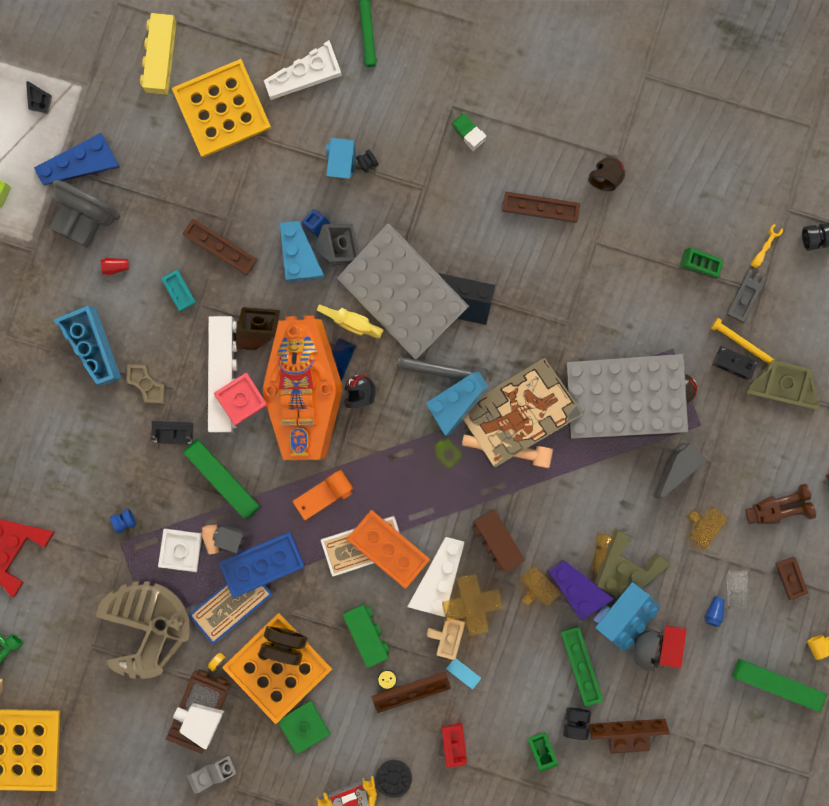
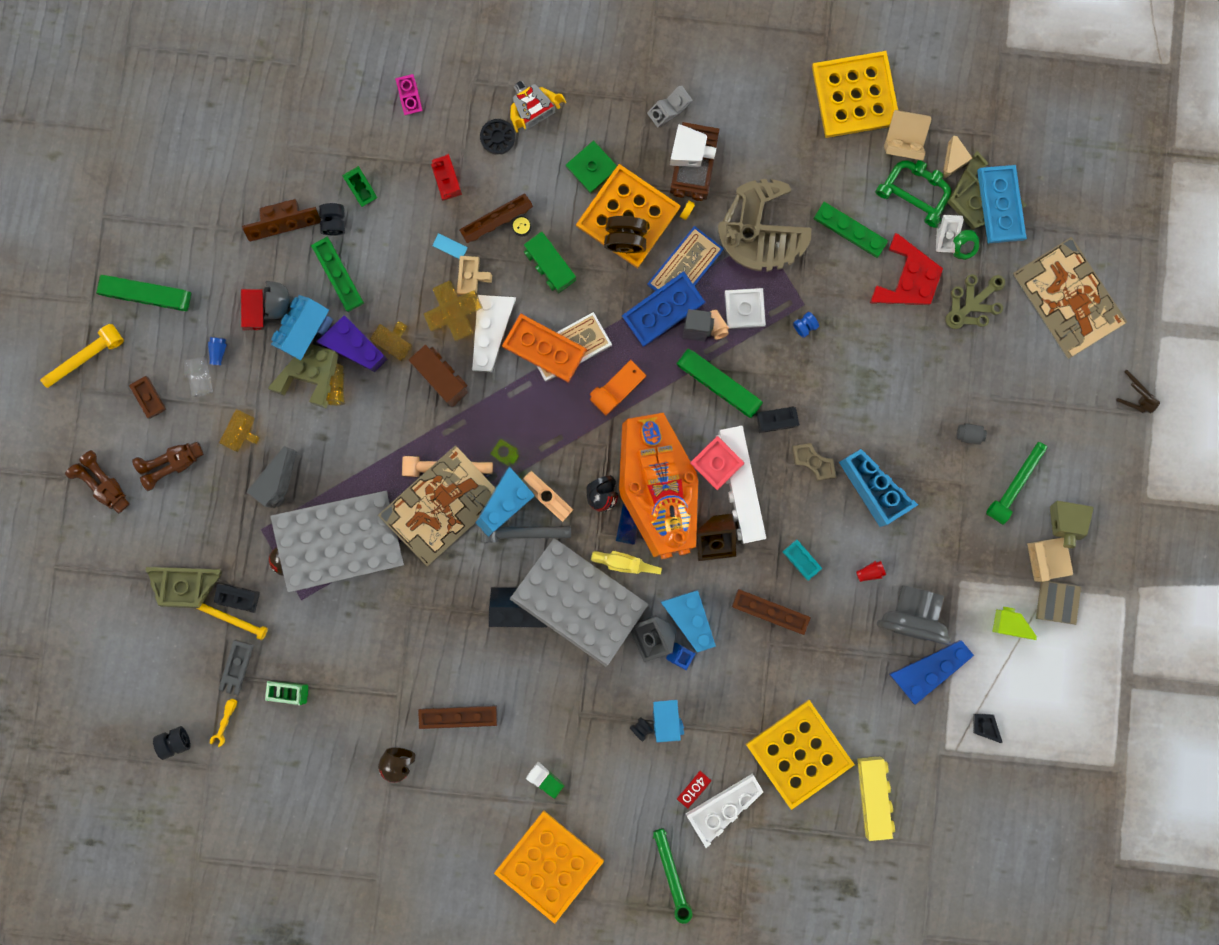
camera: 175 degrees right, 0 degrees up
(56, 609) = (850, 229): none -> green plate
(329, 96) = (694, 789): none -> red sticker
(406, 391) = (556, 504): none -> light nougat piece
(480, 52) = (549, 866): none -> light orange plate

